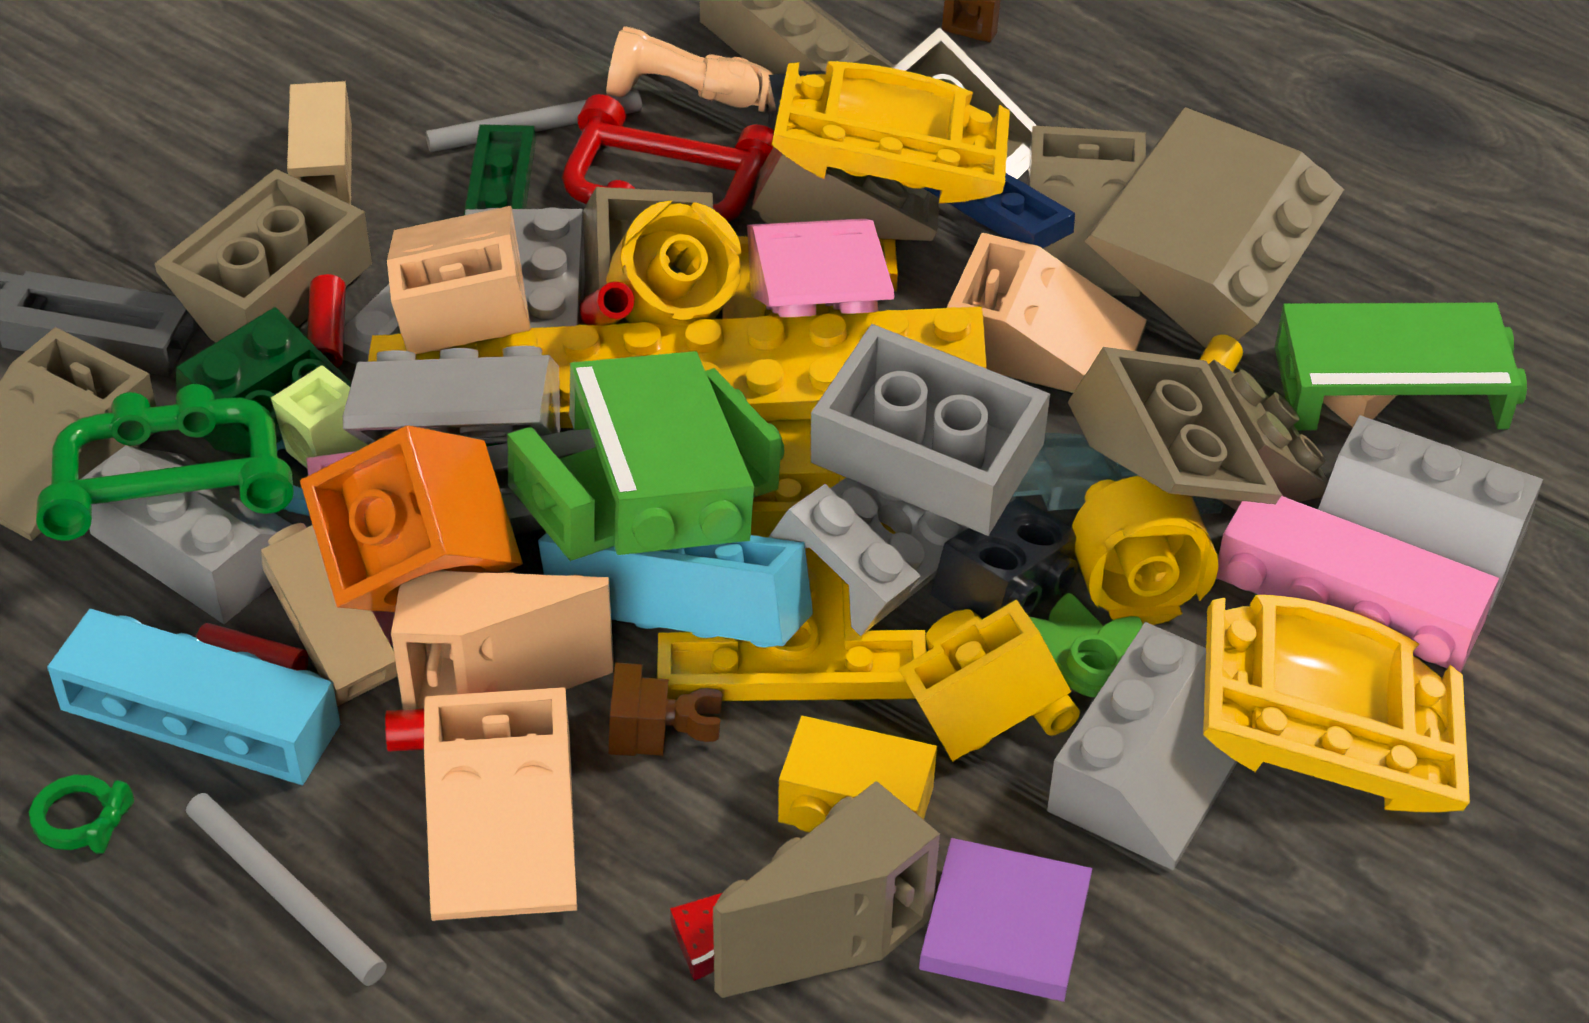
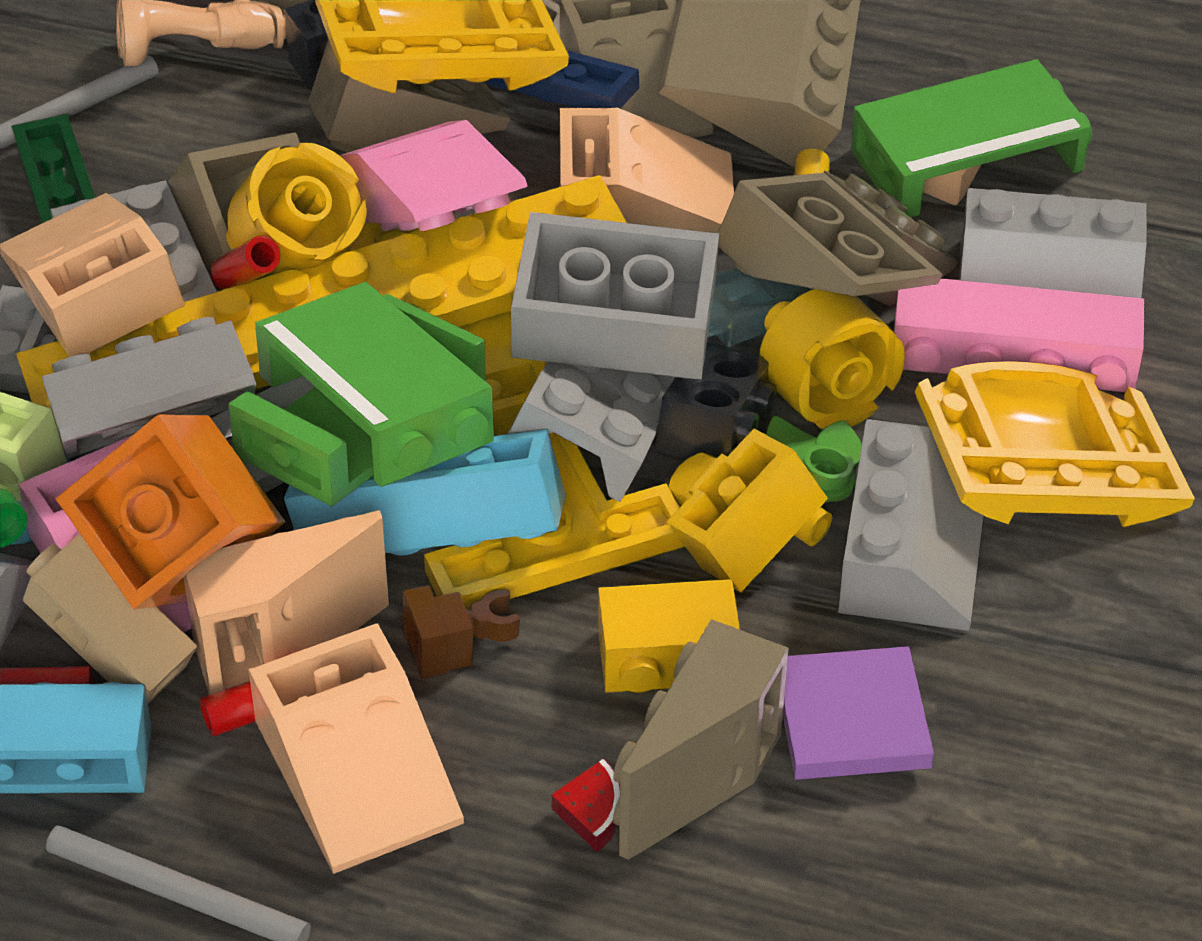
camera: 20 degrees left, 0 degrees up
(603, 122) = (130, 97): red bar -> none

